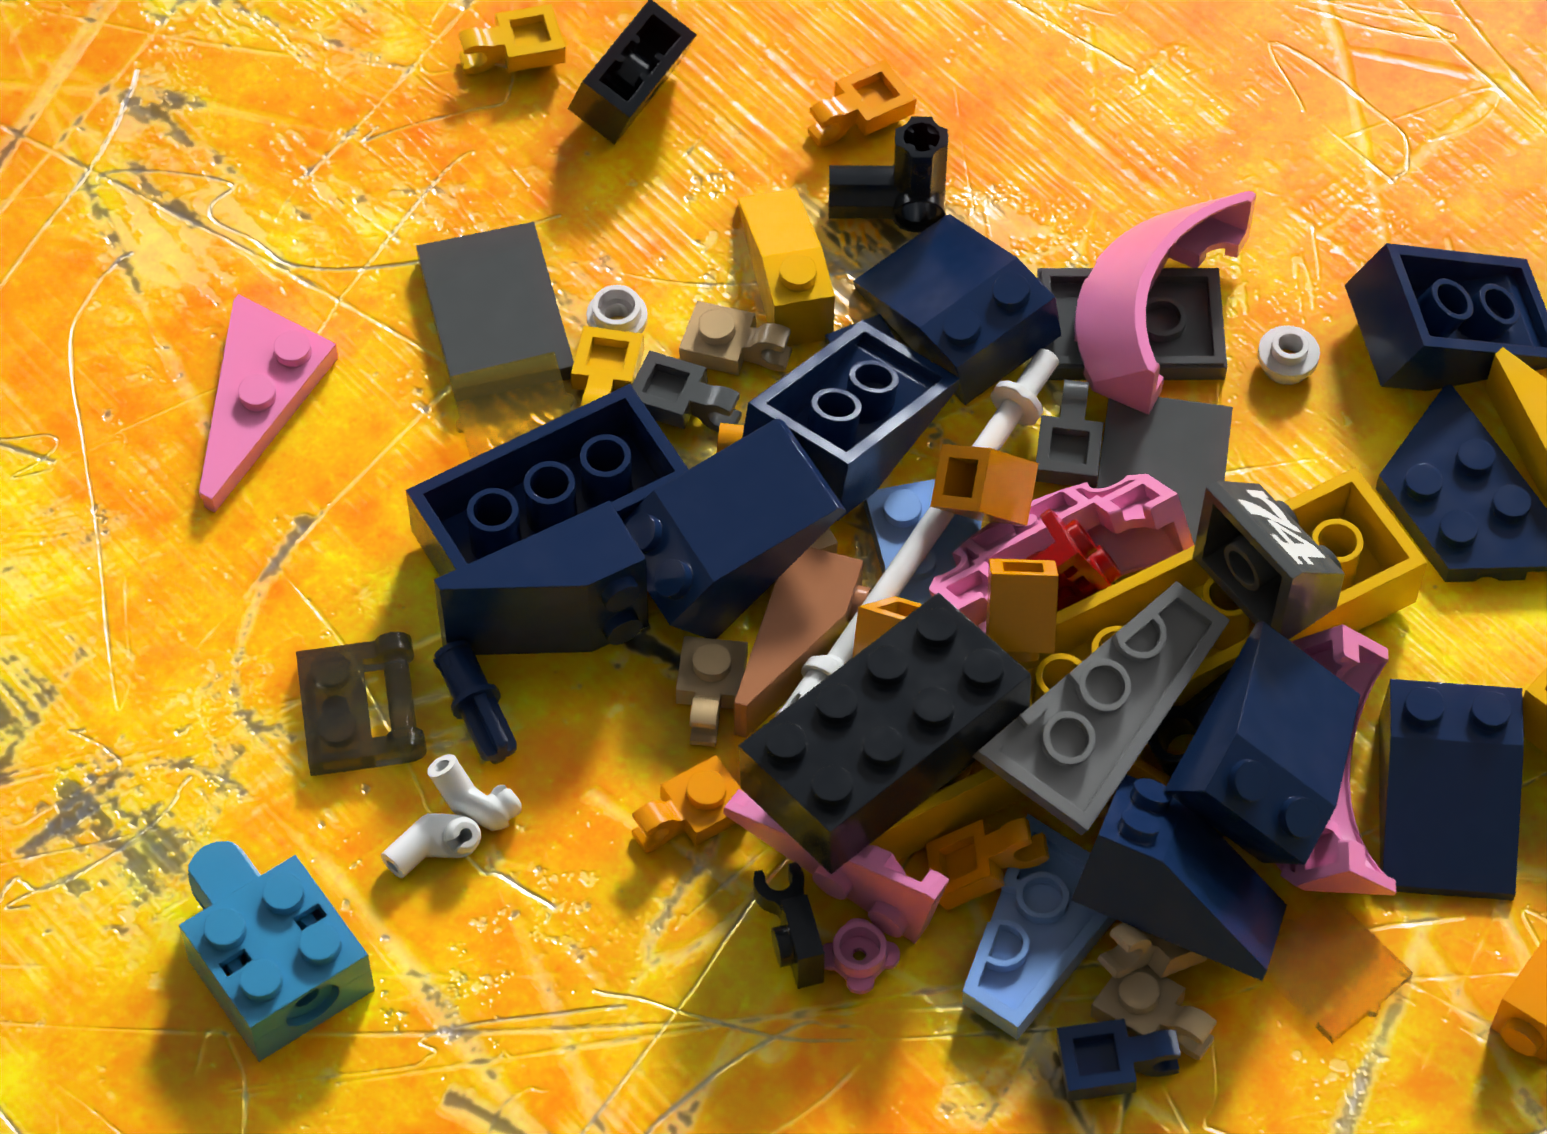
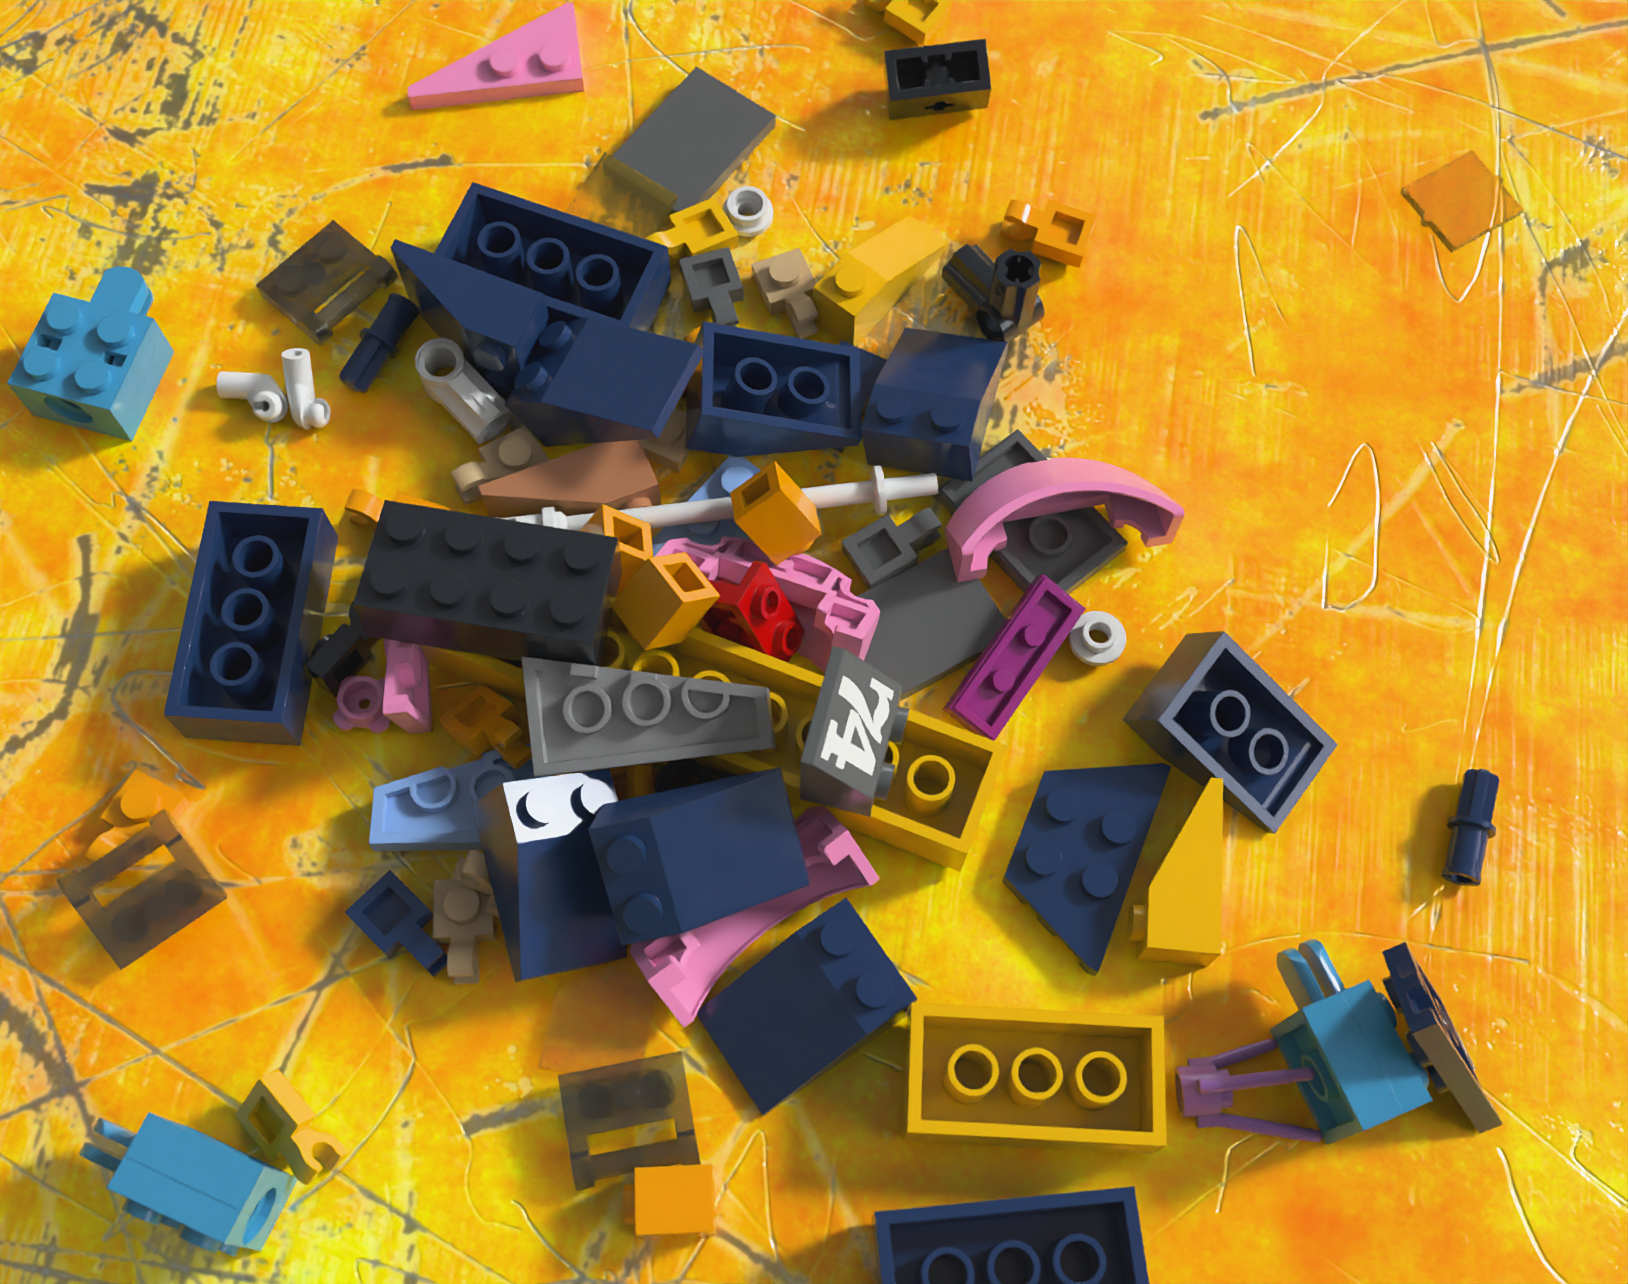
camera: 50 degrees right, 10 degrees up
(606, 662) = (462, 391): none -> white piece
(709, 980) = (252, 623): none -> dark blue brick
(1256, 416) = (1014, 658): none -> magenta tile
(1422, 983) = (626, 1098): none -> clear smoke plate

